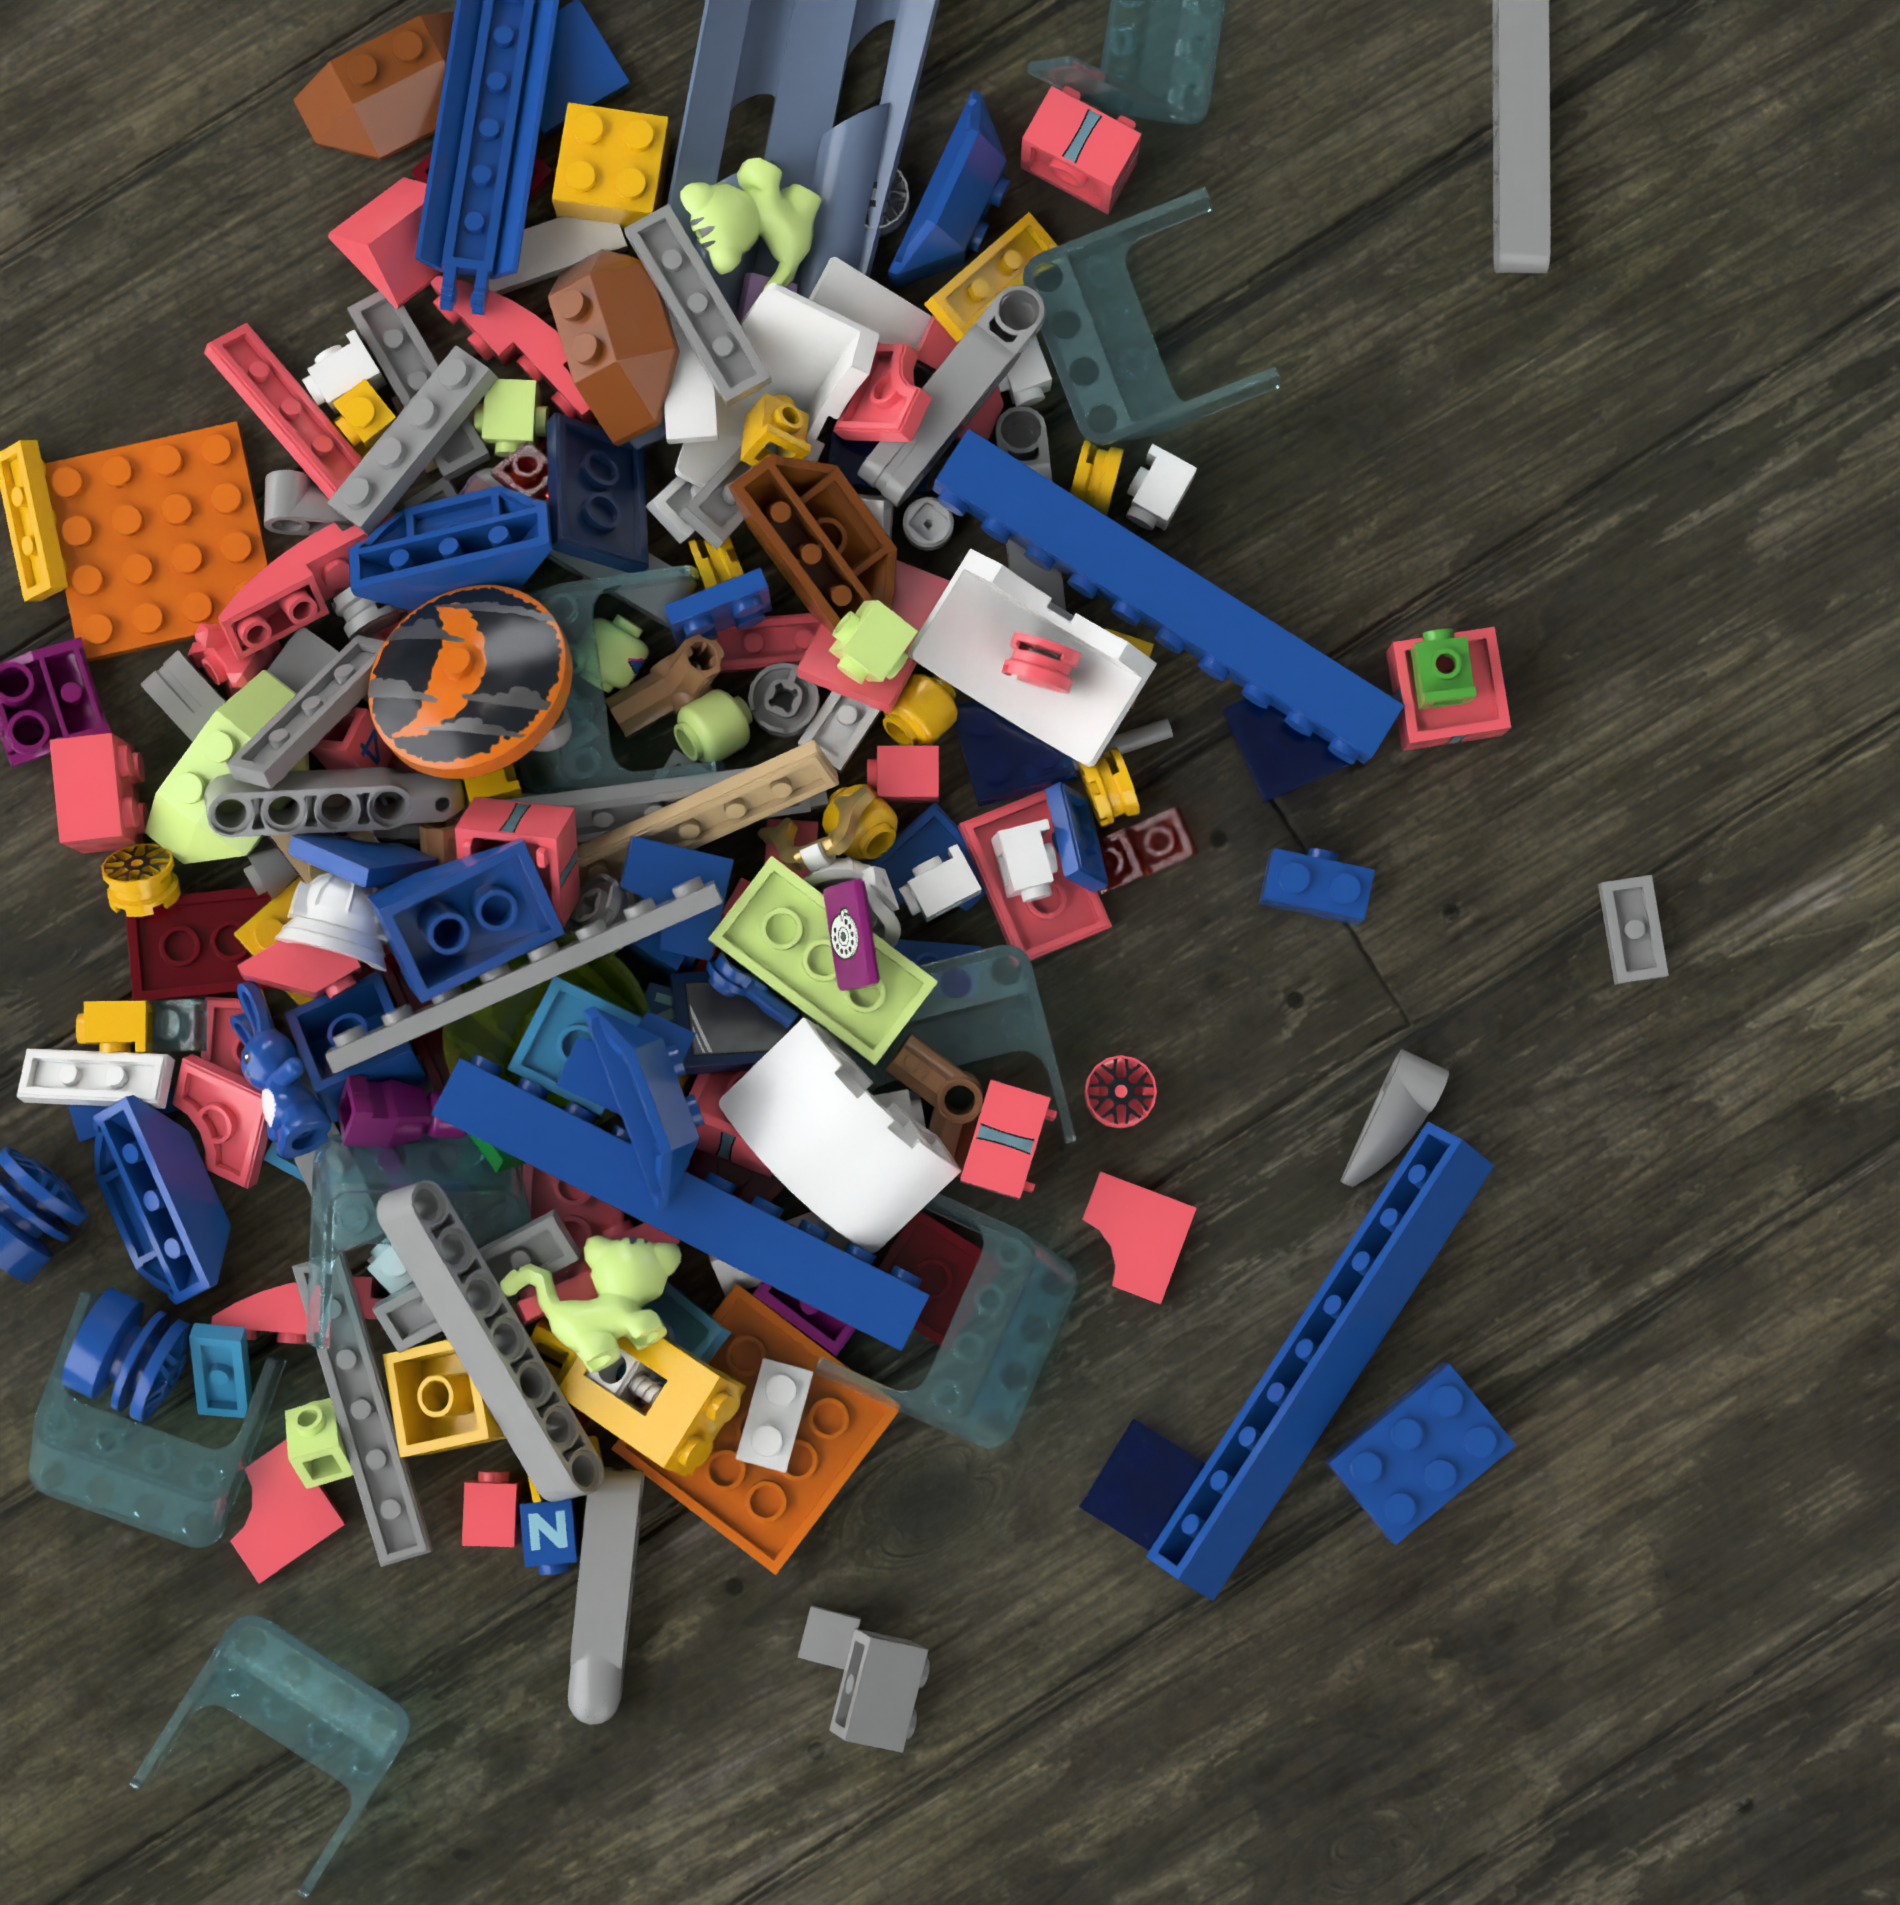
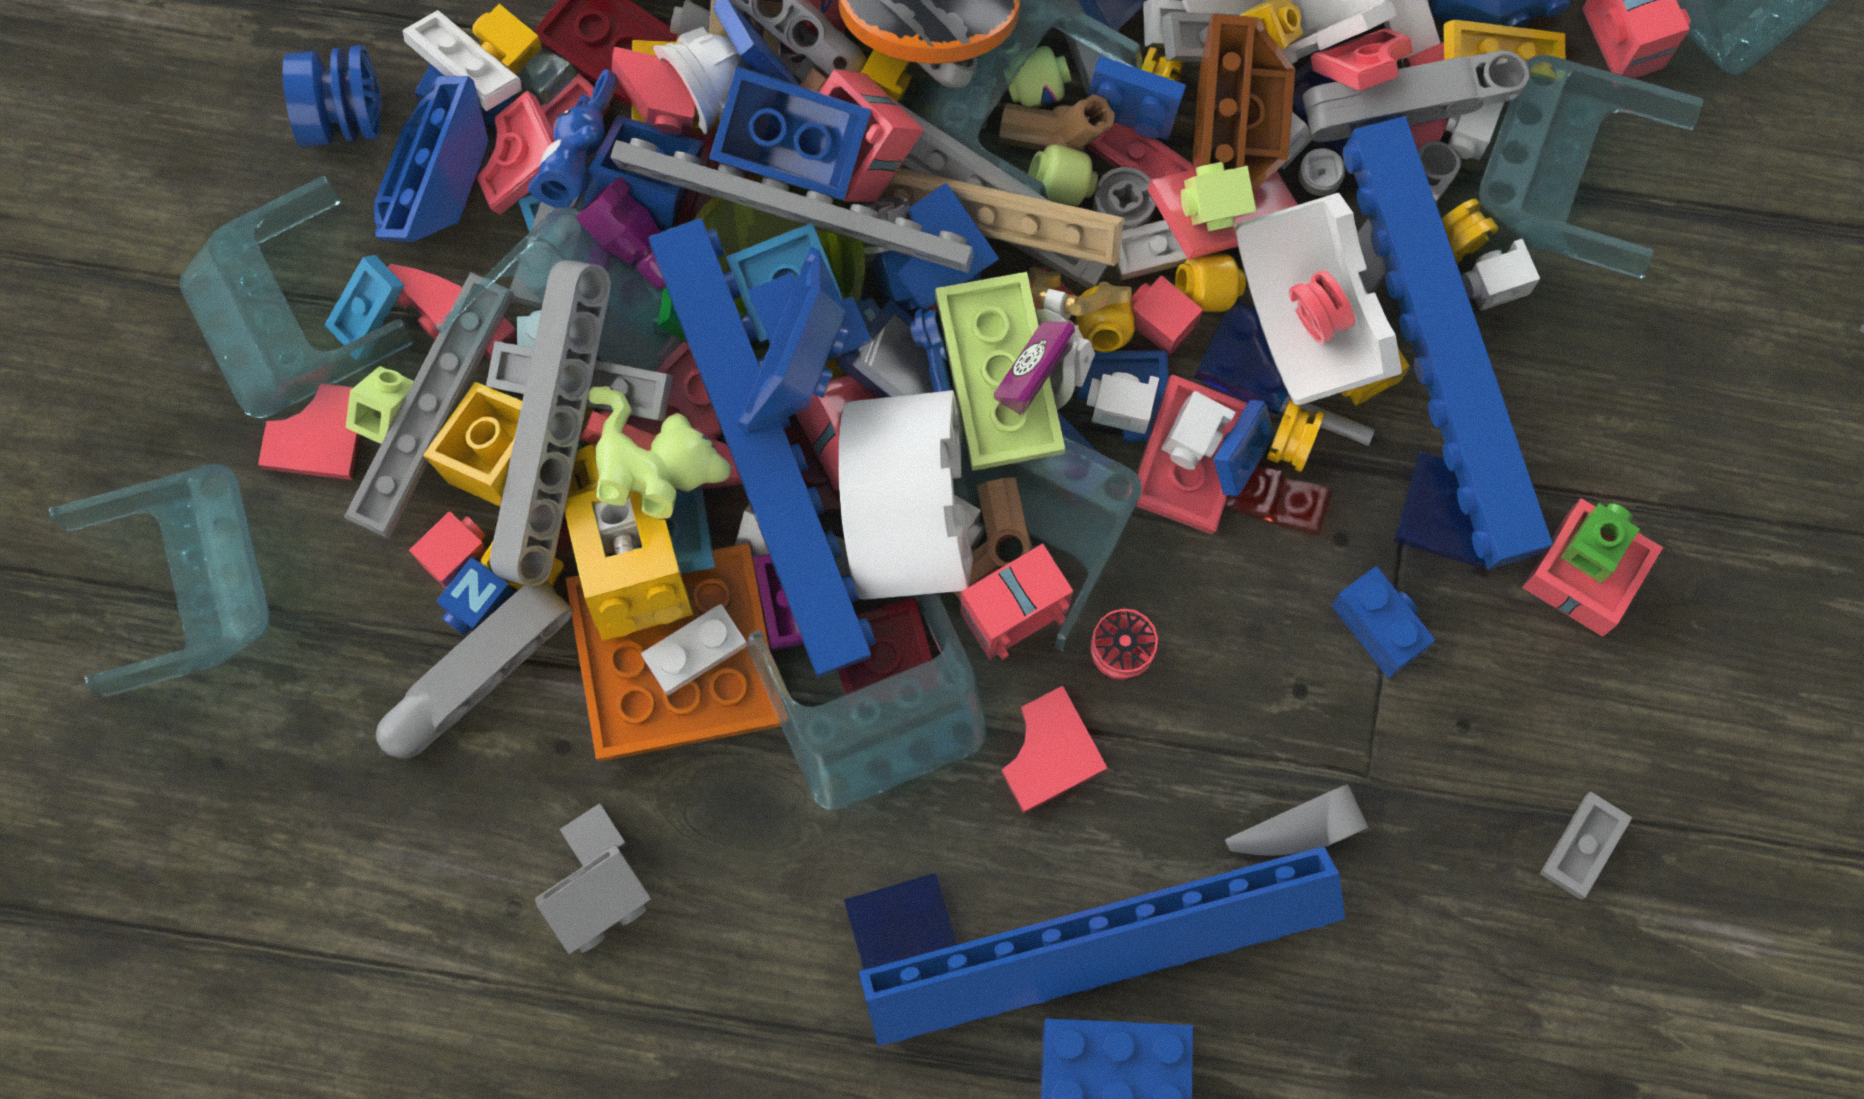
camera: 40 degrees right, 10 degrees down
(118, 1350) = (312, 239): blue wheel -> none

